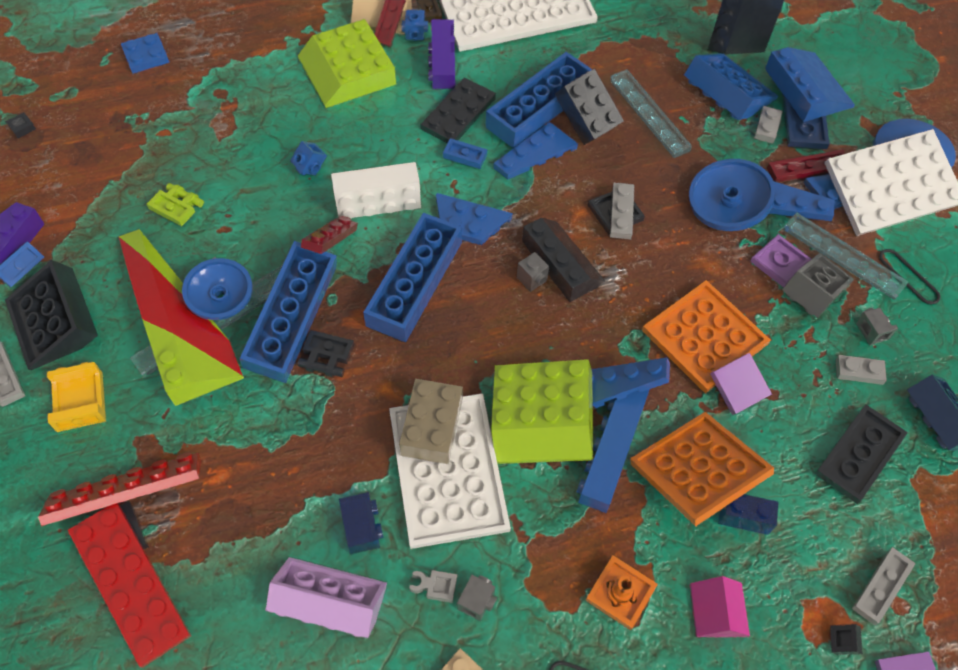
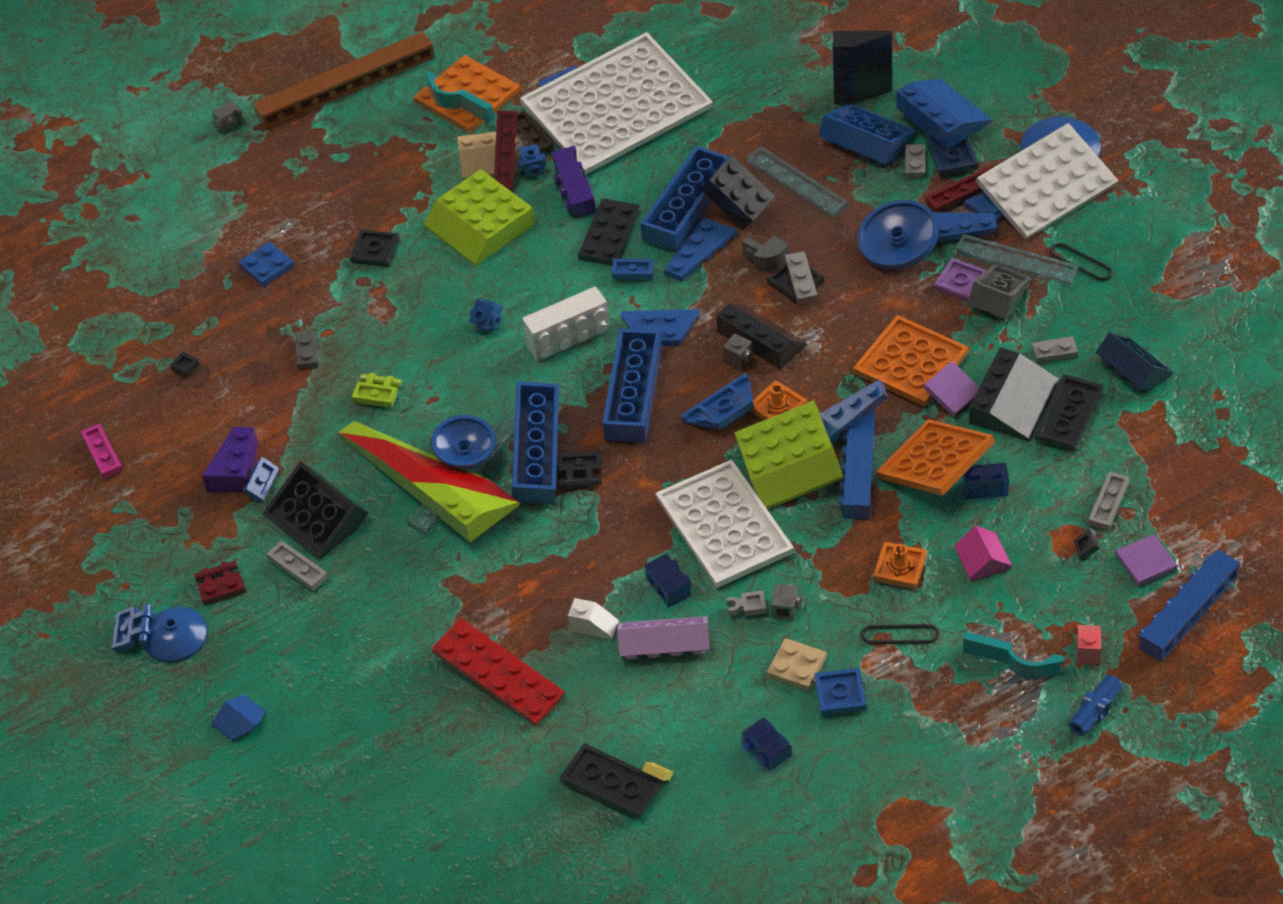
camera: 10 degrees left, 10 degrees down
(76, 396) = (375, 563): yellow panel -> none
(120, 488) = (463, 606): red plate -> none
(135, 144) = (306, 350): none -> dark grey plate
(245, 65) = (375, 248): none -> black tile
(259, 547) = (591, 619): none -> white slope
(329, 235) = (542, 370): dark red plate -> none
(431, 421) = (698, 488): dark tan brick -> none
(497, 327) = (722, 406): none -> blue wing
(555, 331) = (776, 400): none -> orange plate
(596, 178) = (766, 256): none -> dark grey brick
(804, 413) = (1012, 395): none -> slope
(875, 326) = (1058, 310): flat silver brick -> none

